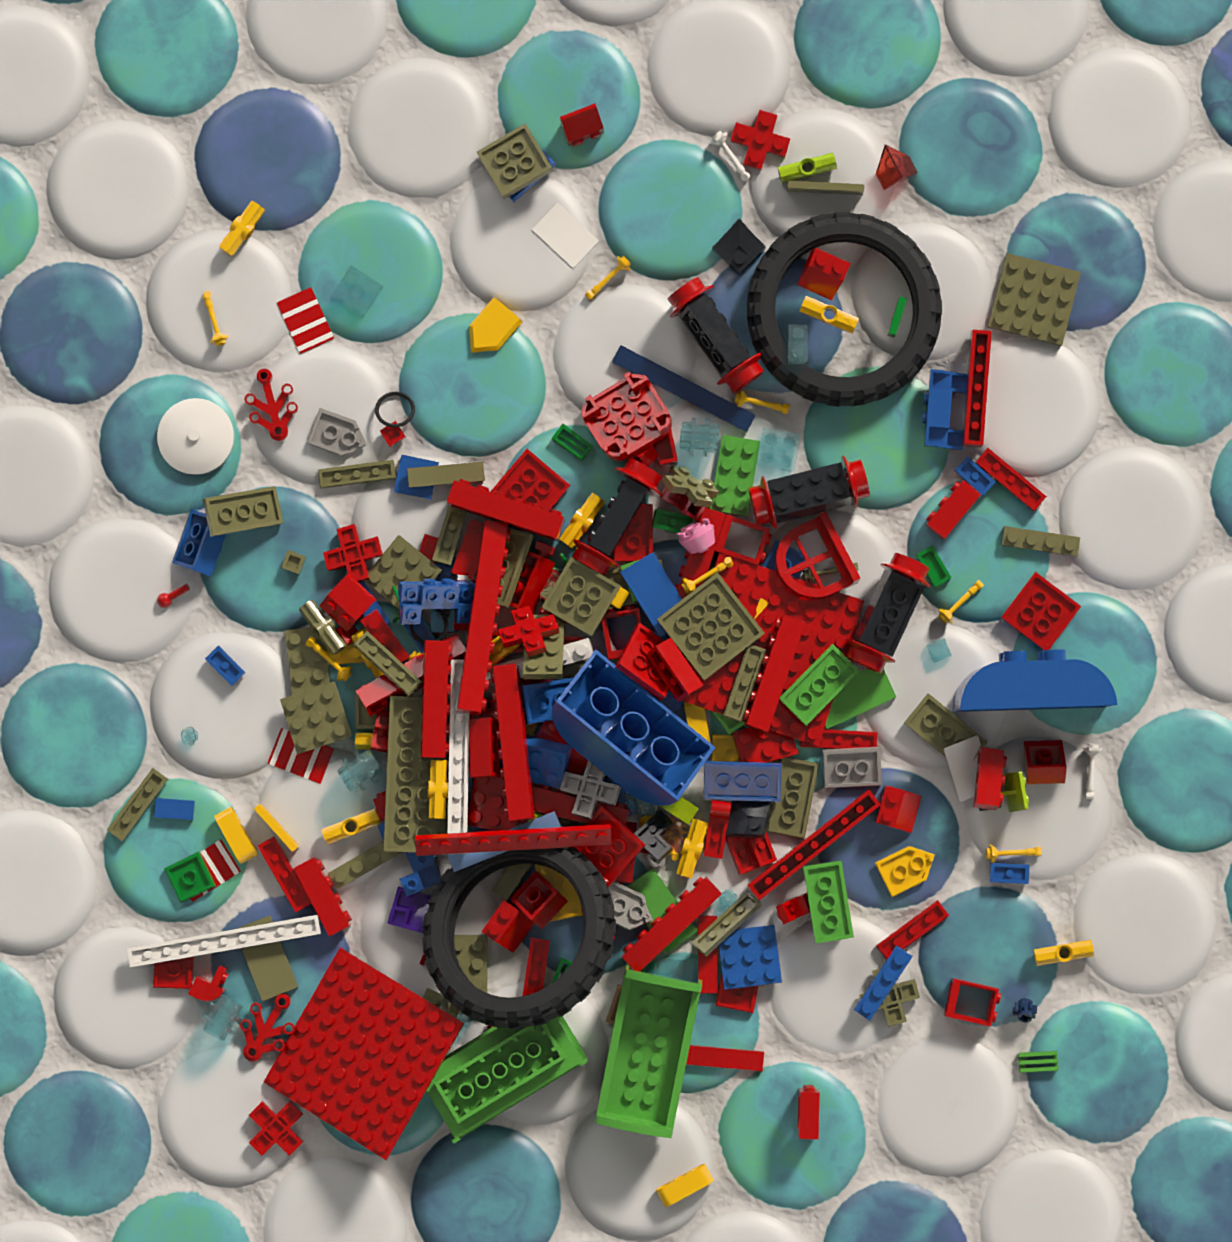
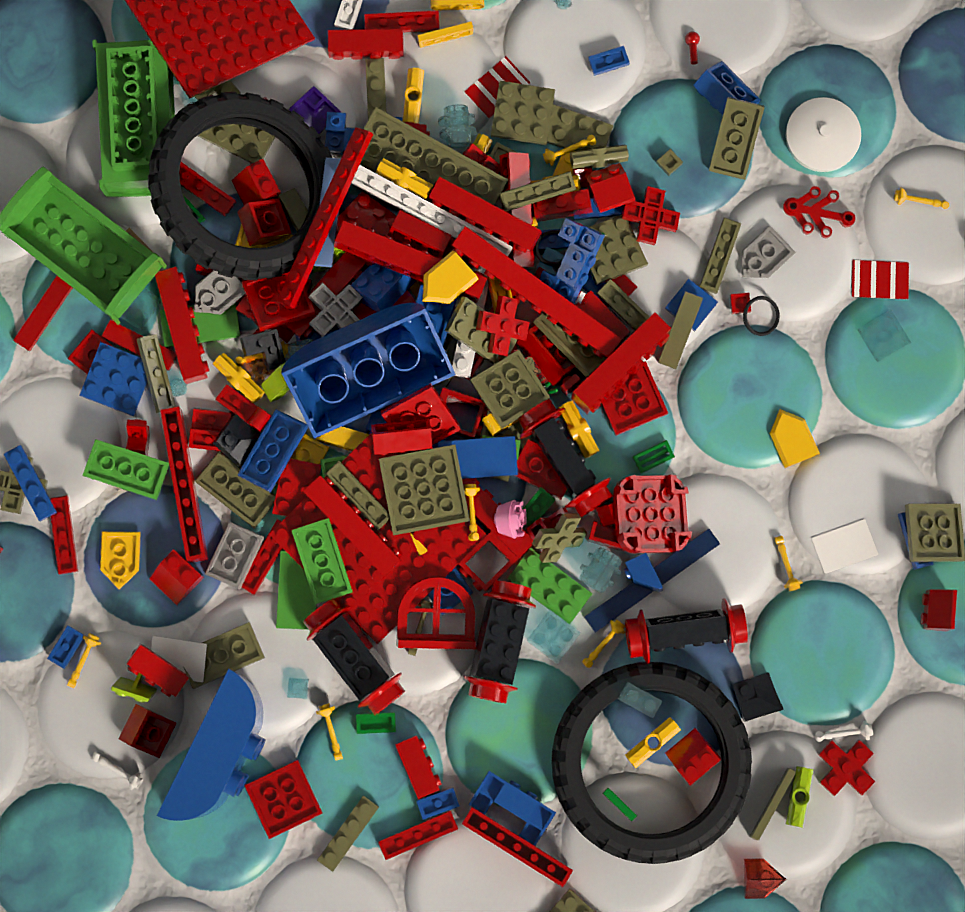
camera: 110 degrees right, 5 degrees down
(514, 699) = (447, 280): none -> yellow tile
(683, 398) = (643, 573): none -> blue slope

